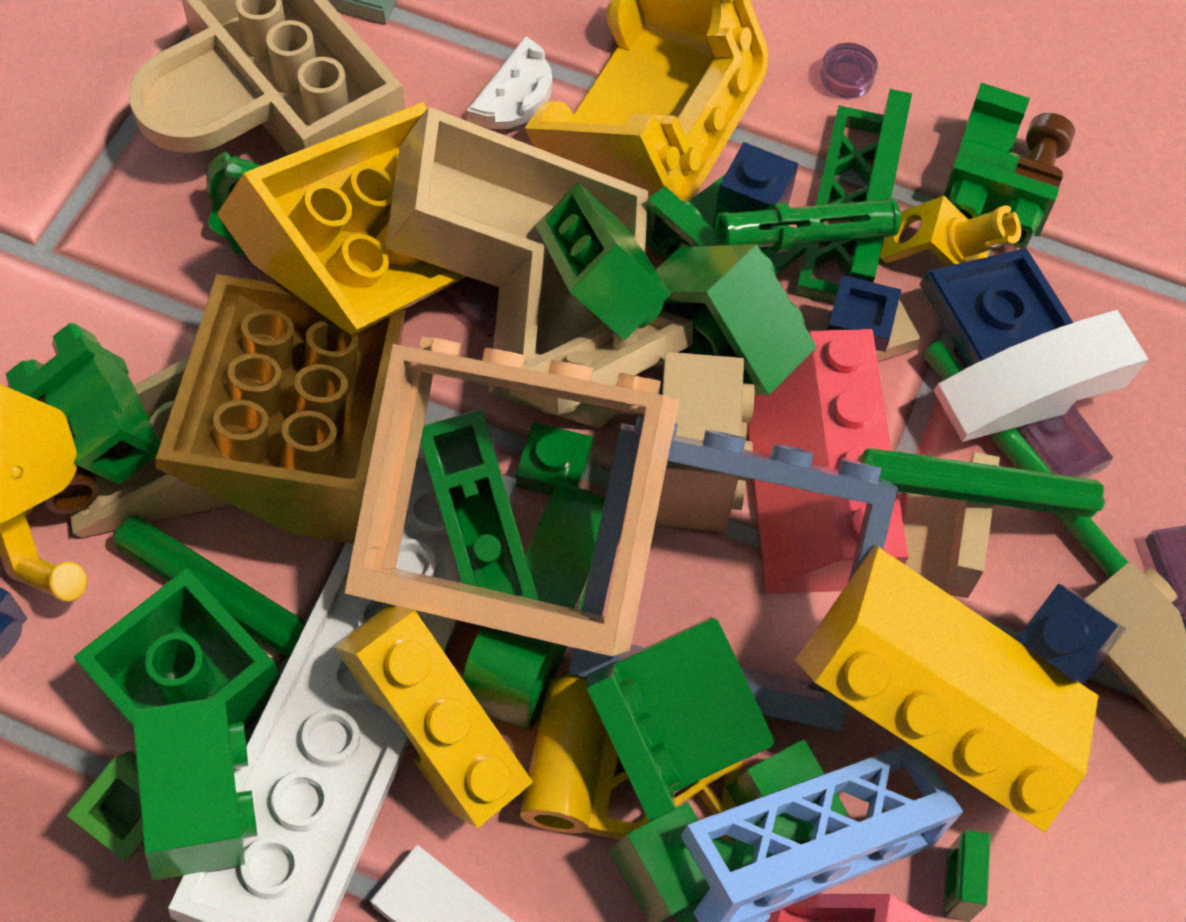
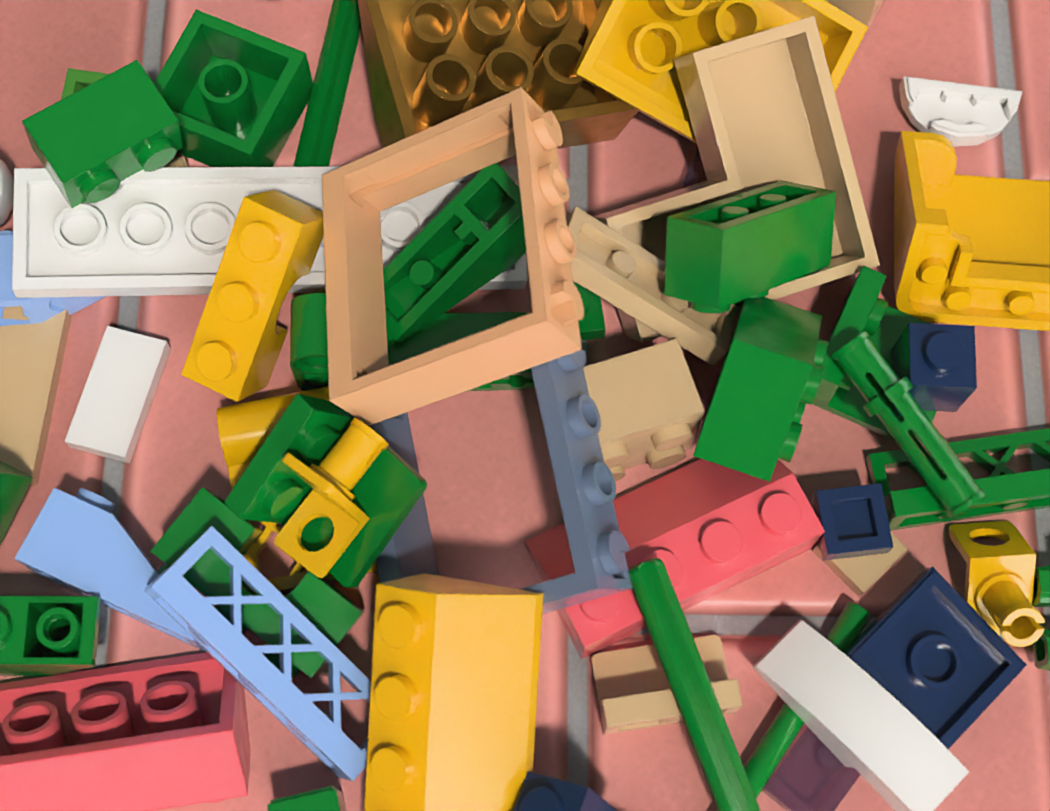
camera: 70 degrees right, 10 degrees up
(688, 709) = (331, 497): none -> yellow bracket

